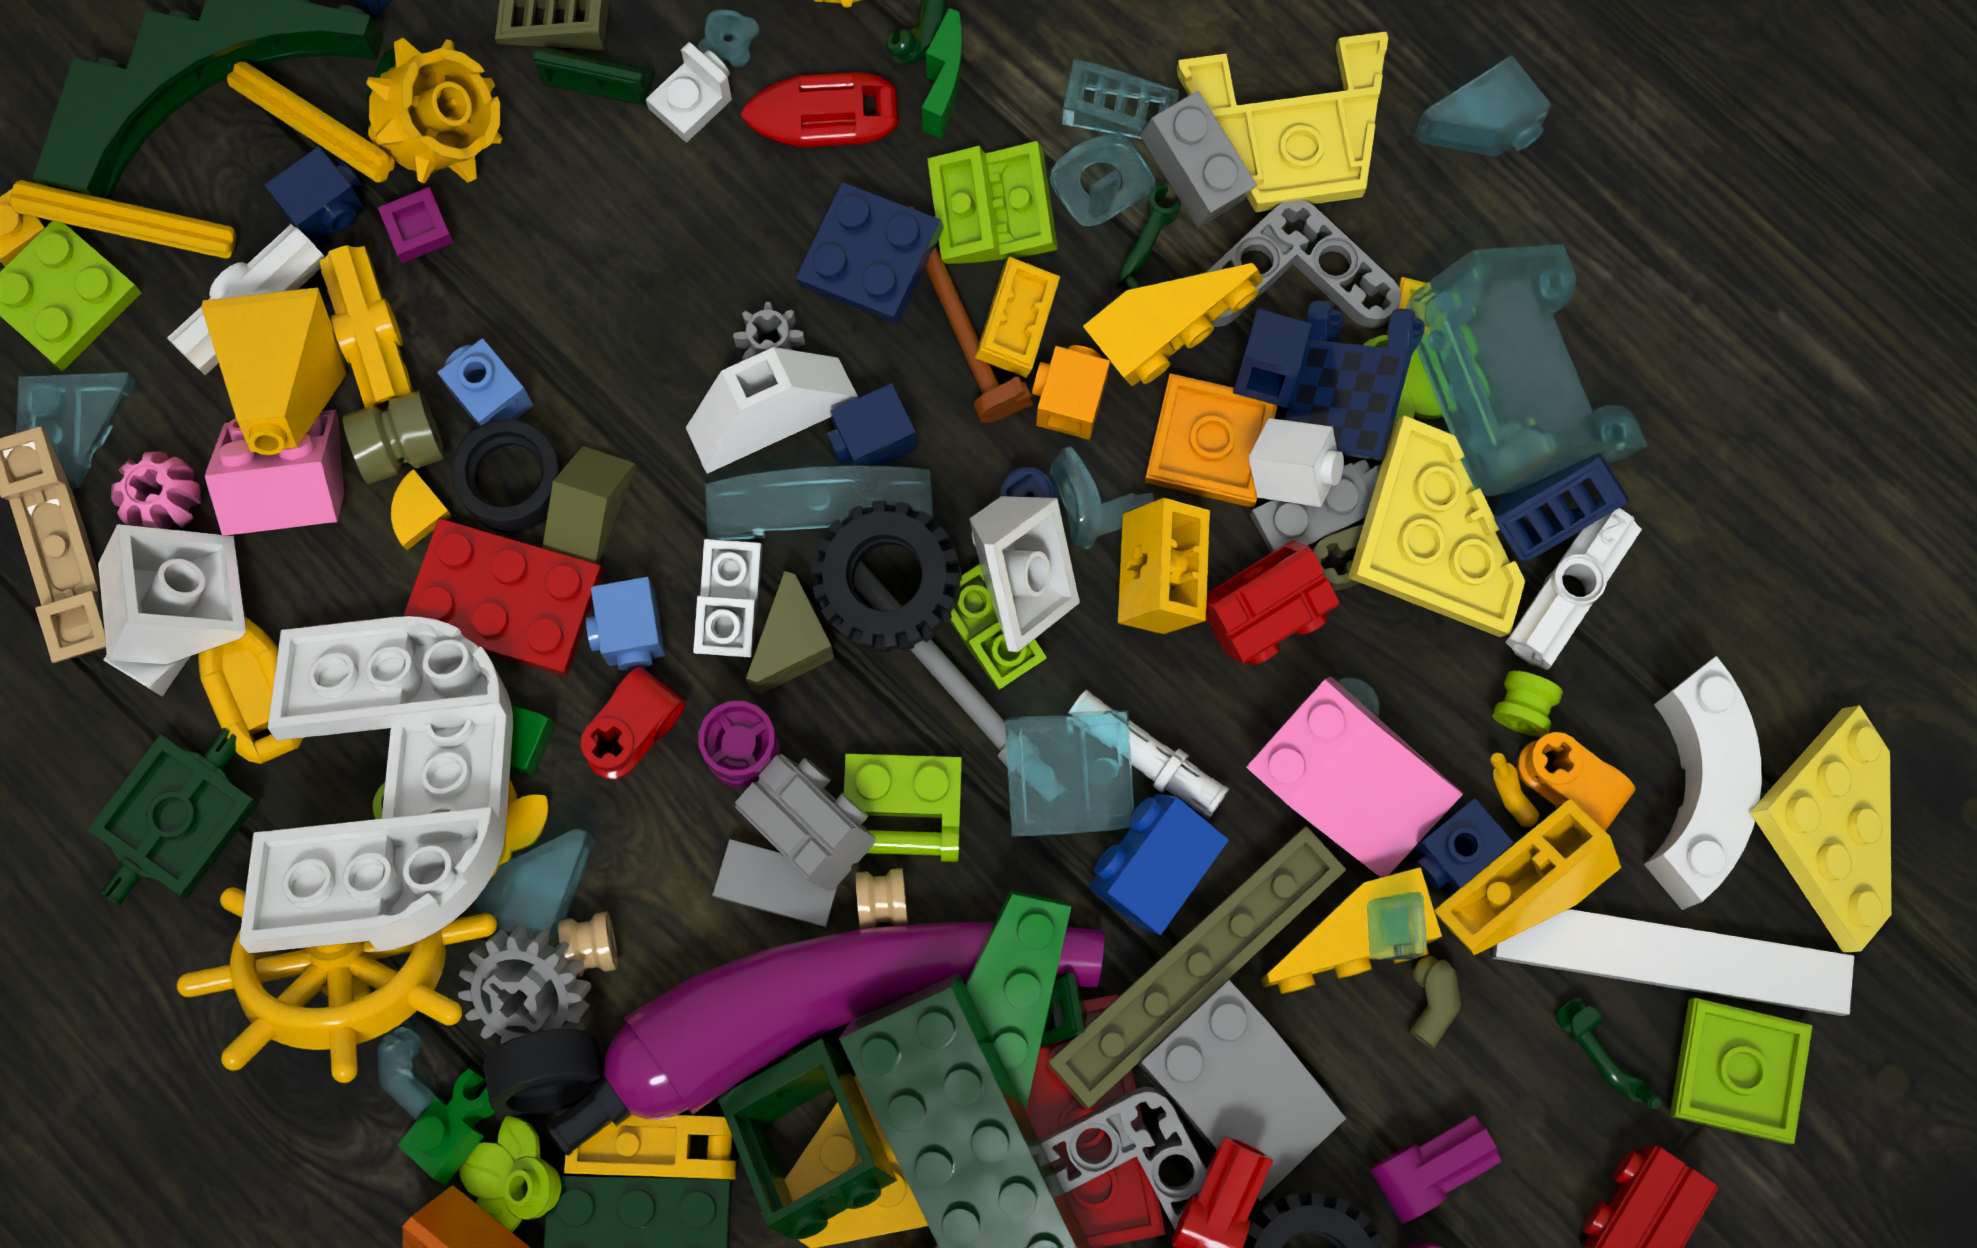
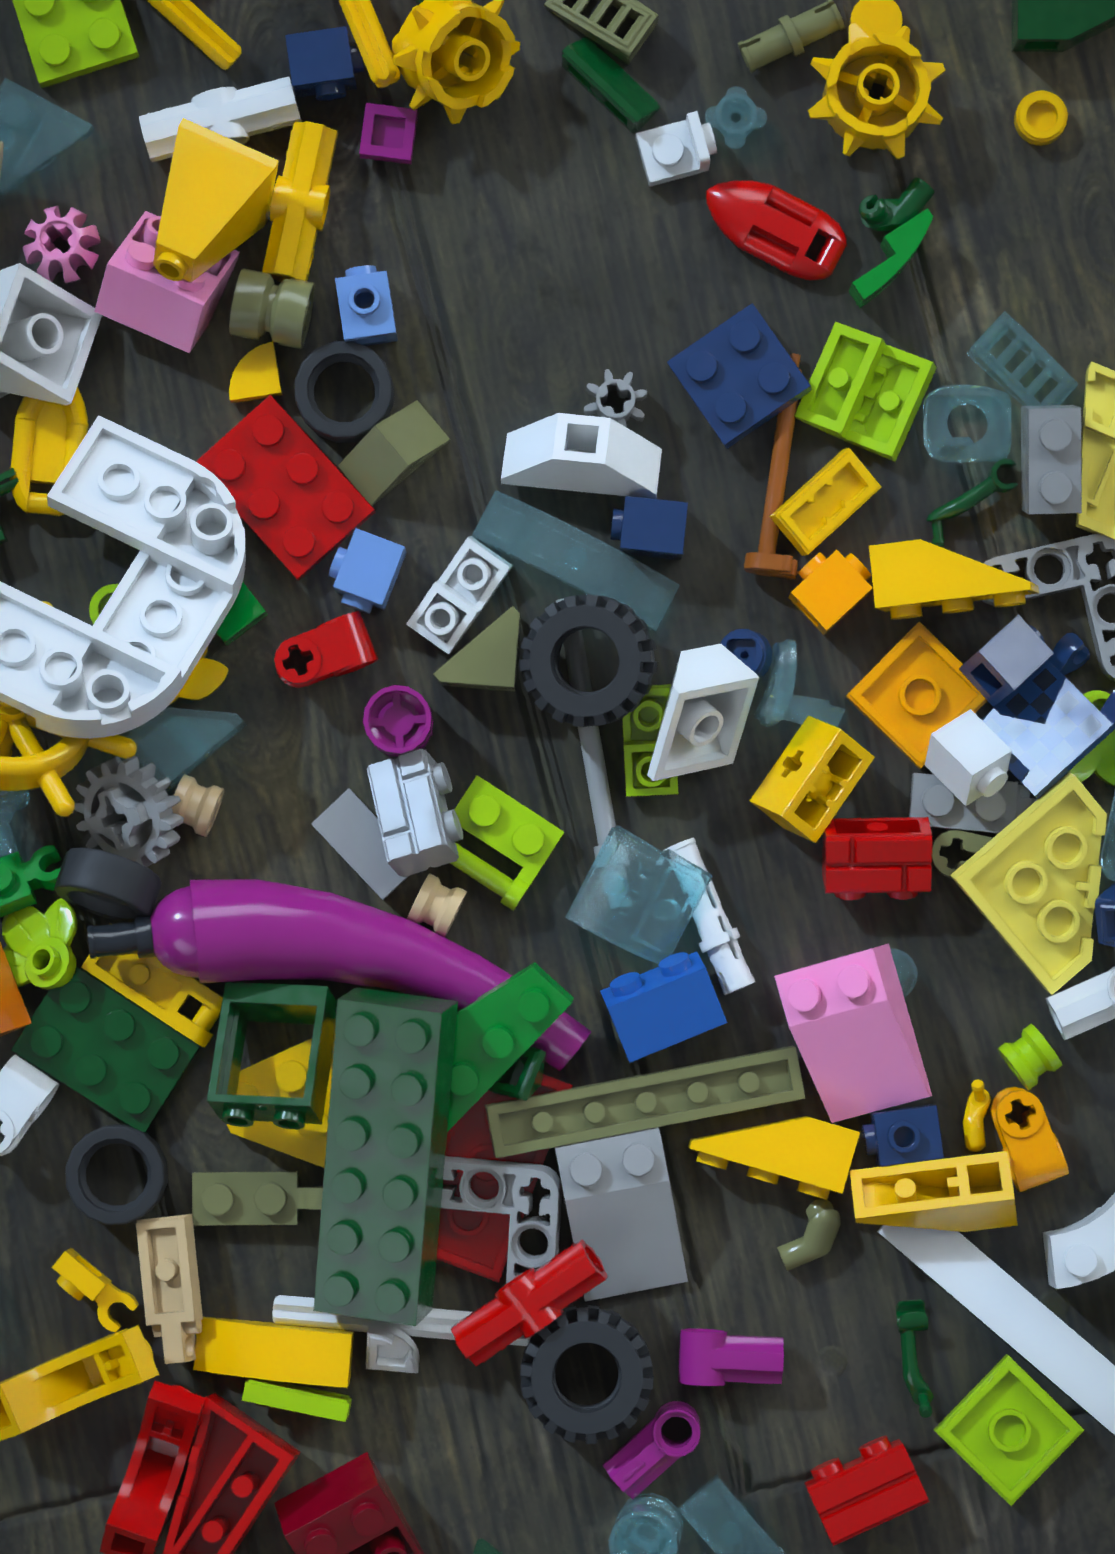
camera: 35 degrees right, 10 degrees up
(1397, 927) = (808, 1166): clear light blue slope -> none

